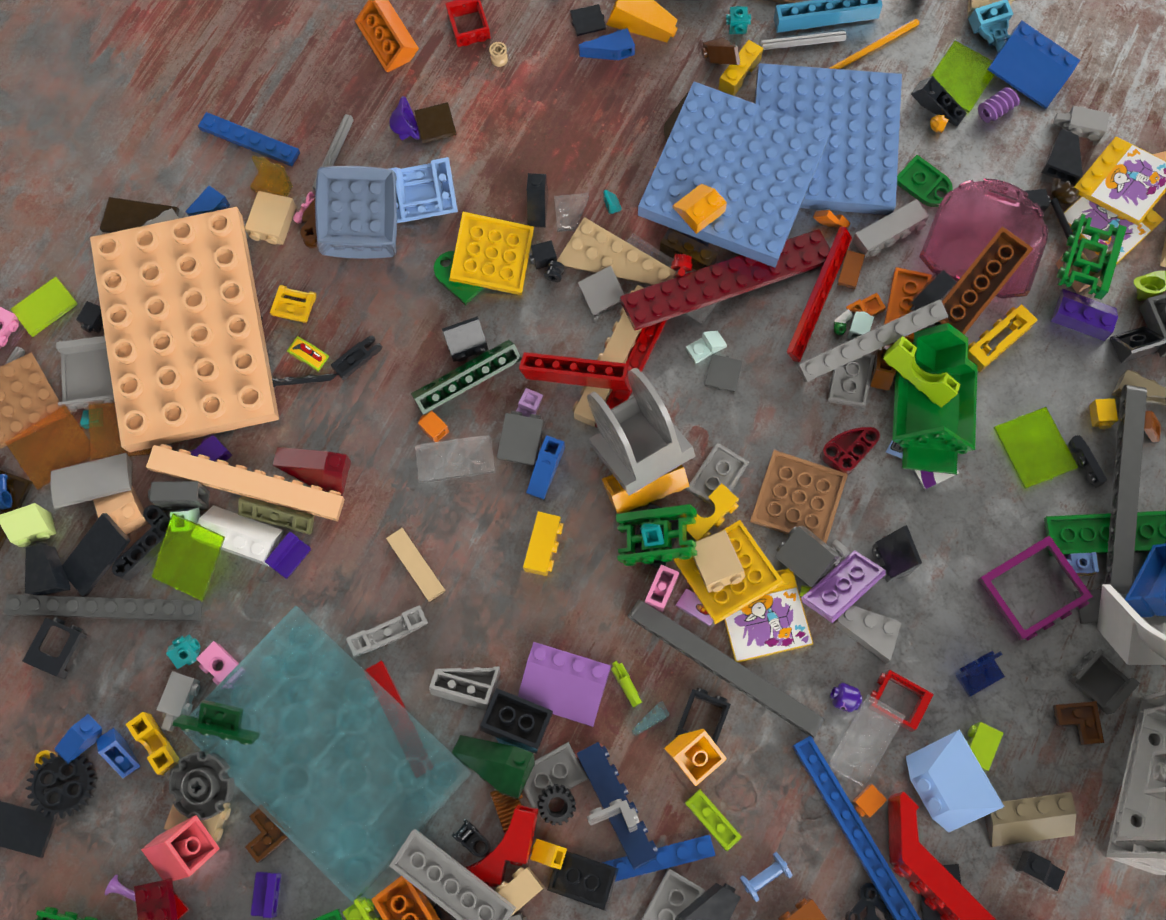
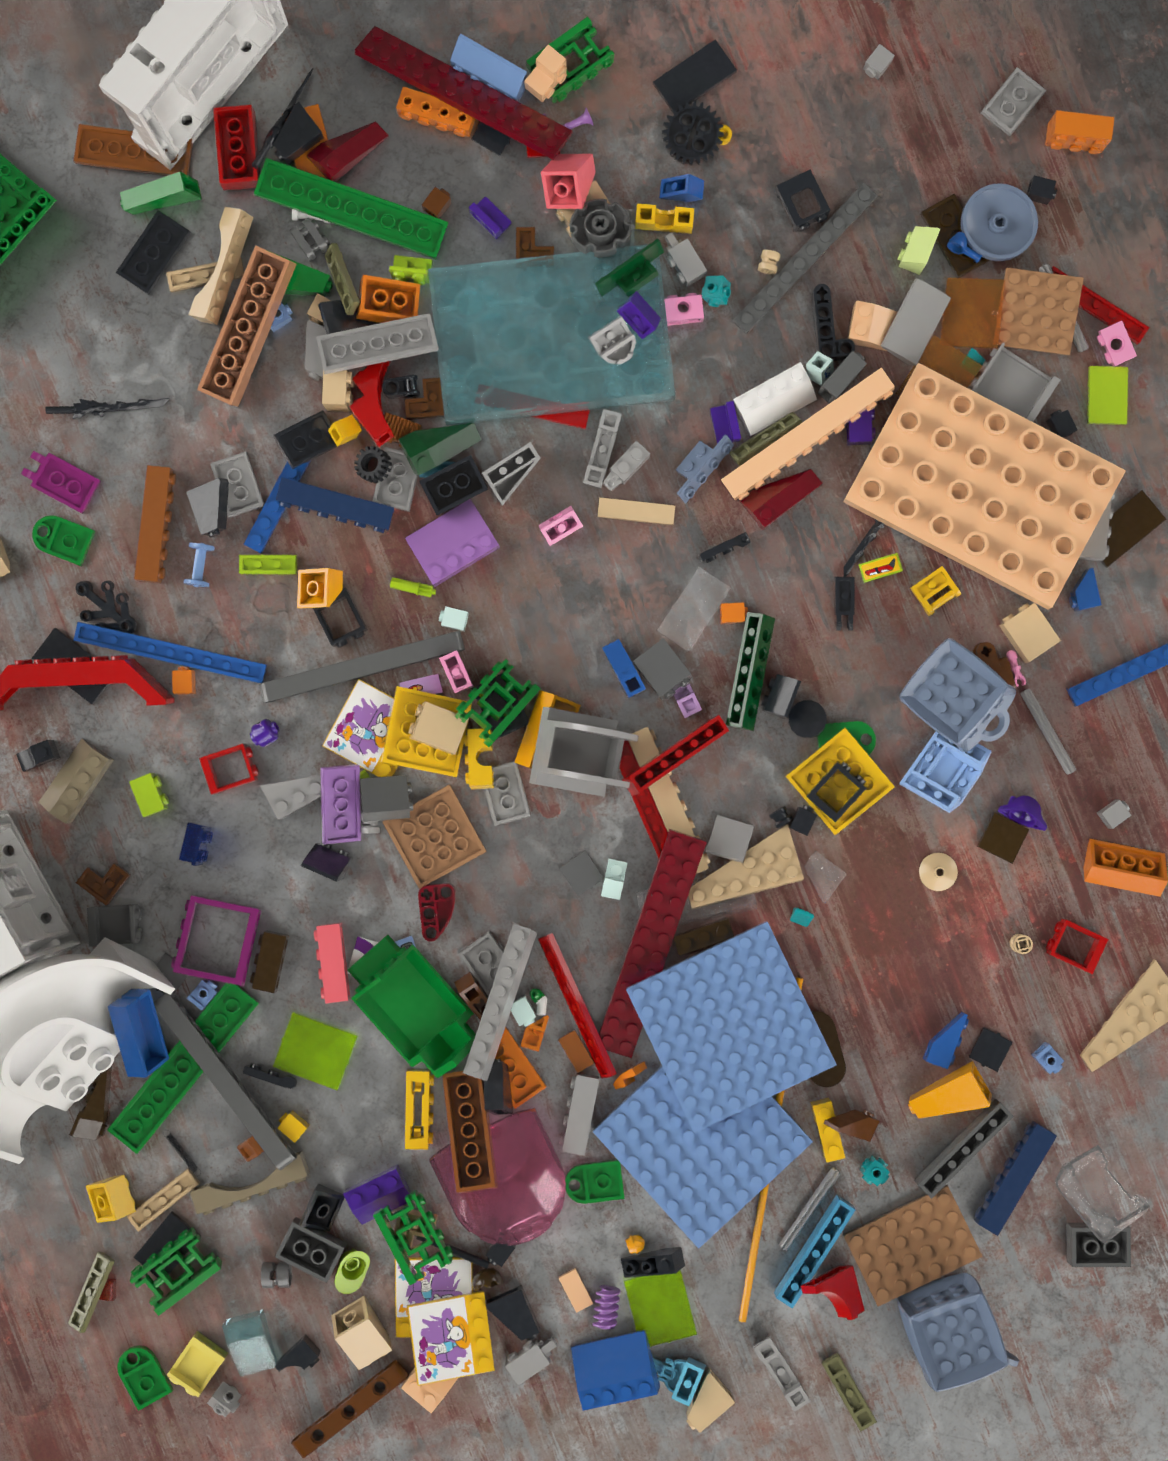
camera: 130 degrees right, 15 degrees up
(44, 571) = (871, 235): black slope -> none
(78, 738) = (714, 168): blue slope -> none
(95, 554) = (849, 281): black tile -> none
(127, 631) = (769, 262): none -> tan wheel
(188, 557) = (787, 348): clear neon green piece -> none
(252, 688) = (639, 315): none -> dark purple panel
(270, 178) = (1061, 658): clear yellow bracket -> none
(289, 688) = (614, 342): none -> light grey slope
(337, 548) = (700, 465): none -> sand blue bracket
(354, 68) = (1114, 813): none -> light grey brick
(385, 600) = (626, 466): none -> light grey hinge
(388, 475) = (725, 547): none -> black hinge
(464, 802) = (430, 405): none -> reddish brown plate
(465, 307) = (807, 719): none -> black tile
(476, 609) = (560, 525): none -> bright pink brick
(500, 150) = (928, 870): none -> tan dish
(500, 260) = (825, 806): none -> black window
(537, 200) = (852, 854): black slope -> none
(543, 544) = (567, 616): yellow brick -> none
(616, 807) = (315, 502): light grey bracket -> none
(622, 628) = (454, 618): none -> light aqua brick
(652, 534) = (498, 696): teal slope -> none
(654, 717) = (371, 588): clear light blue slope -> none
(682, 264) = (693, 916): red piece -> none
(700, 207) = (721, 965): light orange slope -> none
(866, 740) = (223, 718): clear tile -> none
(938, 387) = (420, 1017): lime arch -> none
(952, 782) = (144, 748): light blue slope -> none
(962, 488) = (333, 963): none -> coral brick
(1007, 135) = (575, 1290): none -> light nougat tile
(1008, 536) = (269, 961): none -> dark brown brick

